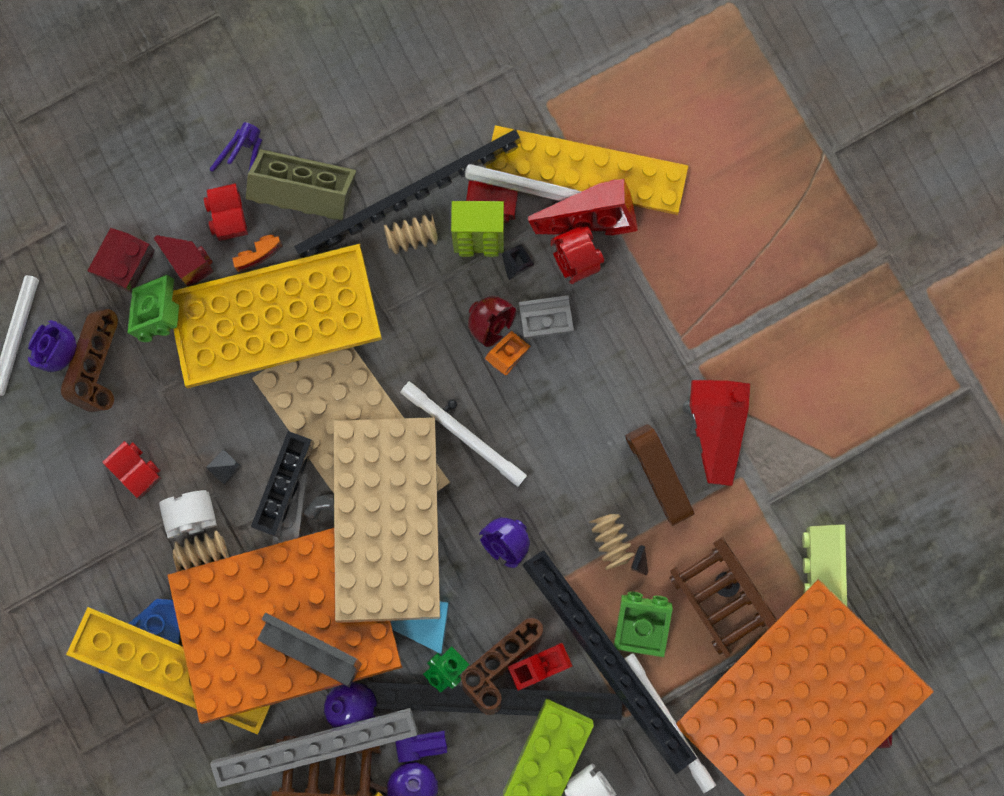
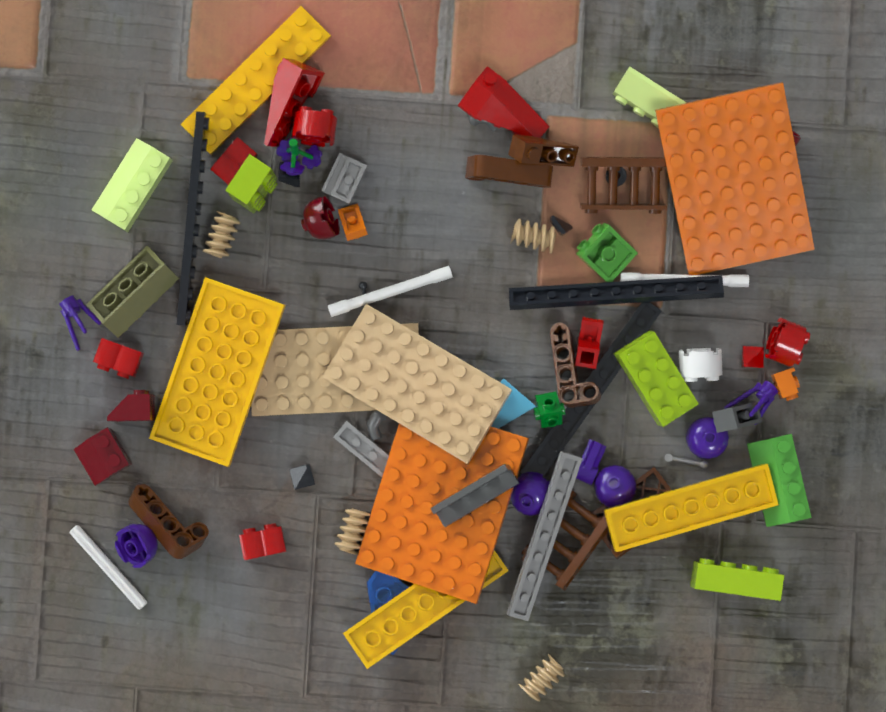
camera: 60 degrees left, 5 degrees up
(153, 309) = (156, 455): bright green plate -> none
(187, 514) = (321, 522): white brick -> none
(265, 249) = (163, 347): orange slope -> none
(282, 484) = (344, 440): black brick -> none
(404, 118) = (132, 185): none -> yellowish green slope
(506, 539) = (485, 309): dark purple cylinder -> none
(518, 183) = (237, 134): white axle -> none
(538, 247) = (290, 150): none -> dark purple plant
(702, 494) = (542, 151): none -> reddish brown slope

